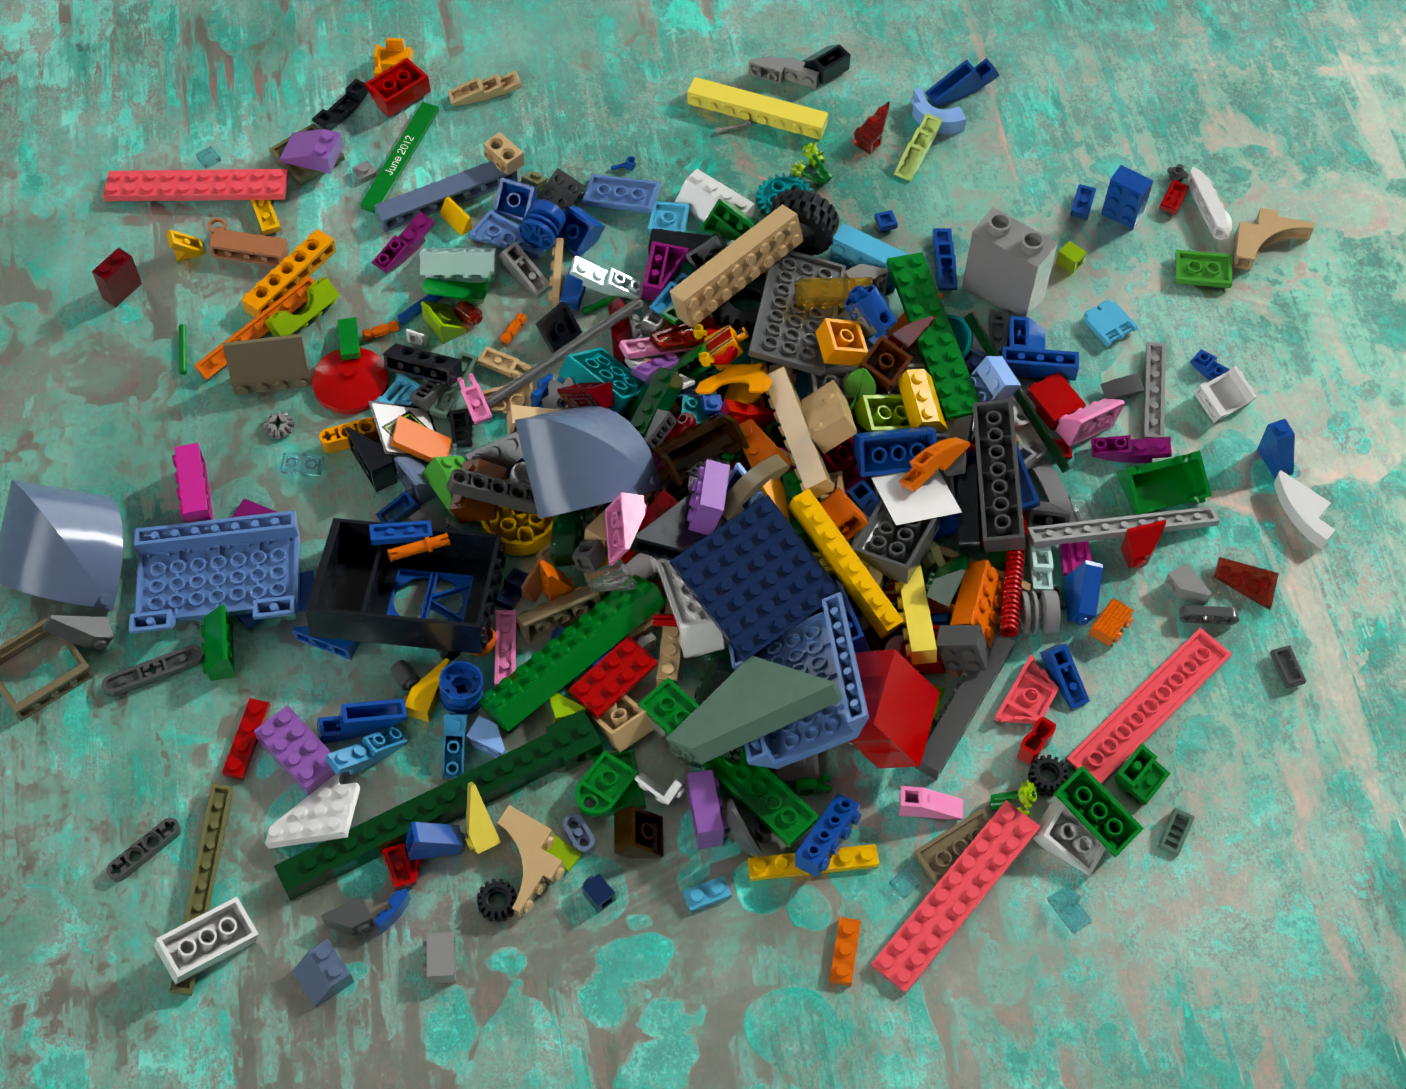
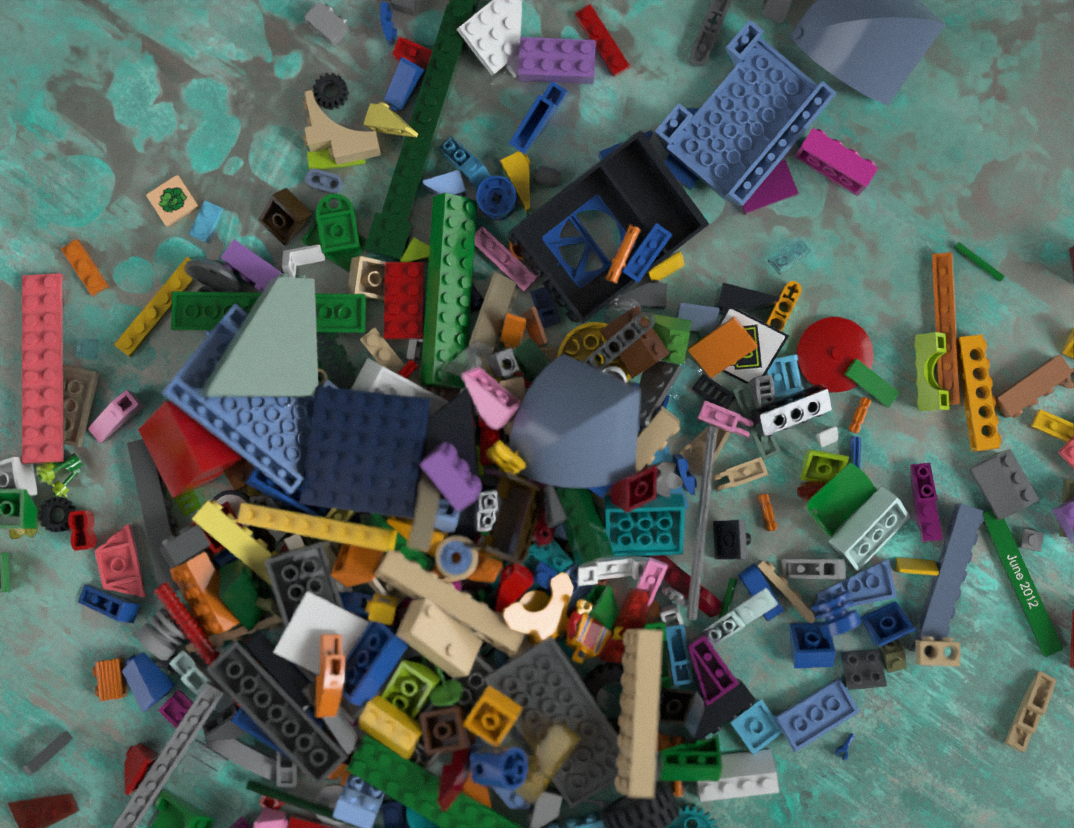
camera: 135 degrees right, 25 degrees up
(218, 645) = (688, 76): green slope -> none
(267, 364) = (895, 298): dark tan slope -> none
(285, 429) = (833, 271): light grey gear -> none
(341, 209) = (1004, 484): none -> dark grey slope
(368, 752) = (512, 98): dark azure slope -> none
(399, 501) = (686, 298): blue slope -> none
(598, 892) = (272, 154): dark blue brick -> none
(644, 369) = (623, 573): medium lavender plate -> none
(657, 482) = (505, 458): none -> yellow arm
(718, 937) = (172, 200): none -> light nougat tile
(760, 442) = (444, 558): none -> wheel
(828, 835) = (158, 324): blue brick -> none
(851, 471) = (381, 608): none -> yellow brick
(1149, 706) = (31, 636): coral plate -> none
(1187, 585) = (84, 764): light grey slope -> none

